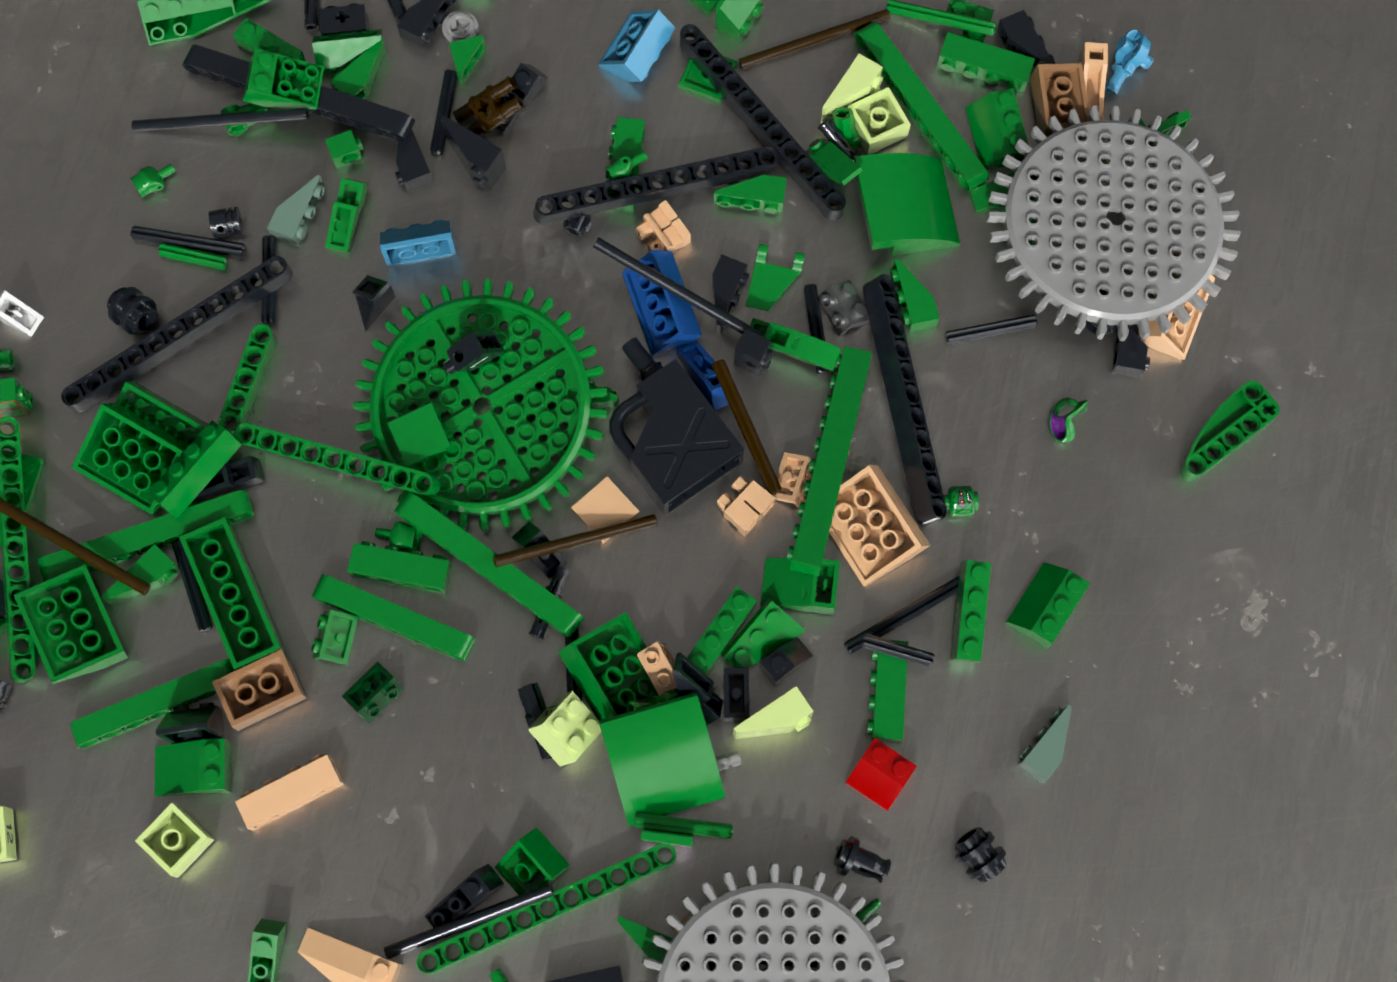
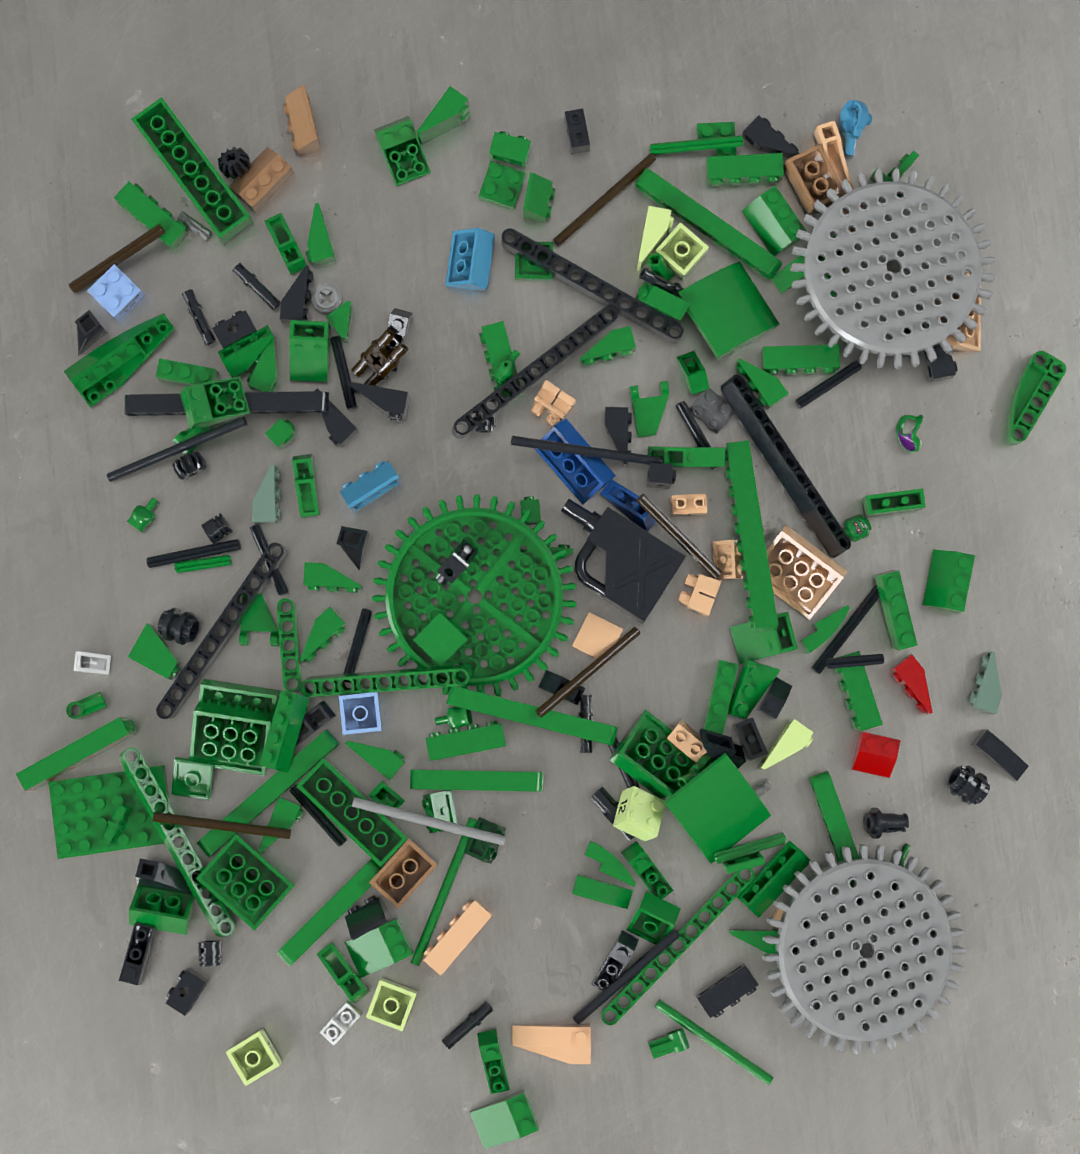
camera: 20 degrees left, 10 degrees up
(68, 486) = (192, 778): none -> green tile
(92, 330) = (155, 654): none -> green slope
(106, 840) = (340, 1023): none -> white slope
(136, 782) = (343, 973): none -> green slope
(224, 340) = (258, 620): none -> green flag
(226, 143) = (189, 465): none -> black gear
(265, 900) = (473, 1020): none -> black pin
(279, 594) = (386, 795): none -> green slope
(292, 485) = (359, 713): none -> light blue brick
(294, 378) = (324, 629): none -> green slope
(294, 550) = (382, 759): none -> green slope
(295, 735) = (442, 896): none -> green piece
(314, 638) = (429, 821): none -> light grey piece
(320, 320) = (322, 576): none -> green slope
(327, 408) = (357, 642): none -> black axle
(415, 73) = (309, 350): none -> green slope
(484, 807) = (602, 891): none -> green slope
(507, 776) = (609, 863): none -> green slope
(549, 805) = (647, 870): none -> green slope
(593, 335) = (533, 505): none -> green brick
(687, 875) = (769, 882): none -> green brick
(774, 397) = (688, 504): none -> light nougat hips
(800, 829) = (833, 816): none -> green beam
(838, 258) = (693, 372): none -> green slope
(876, 602) = (824, 630): none -> green slope
(961, 700) = (913, 678): none -> red slope
(969, 288) = (800, 359): none -> green brick
(1016, 487) = (894, 502): none -> green brick
(1034, 835) = (999, 754): none -> black slope

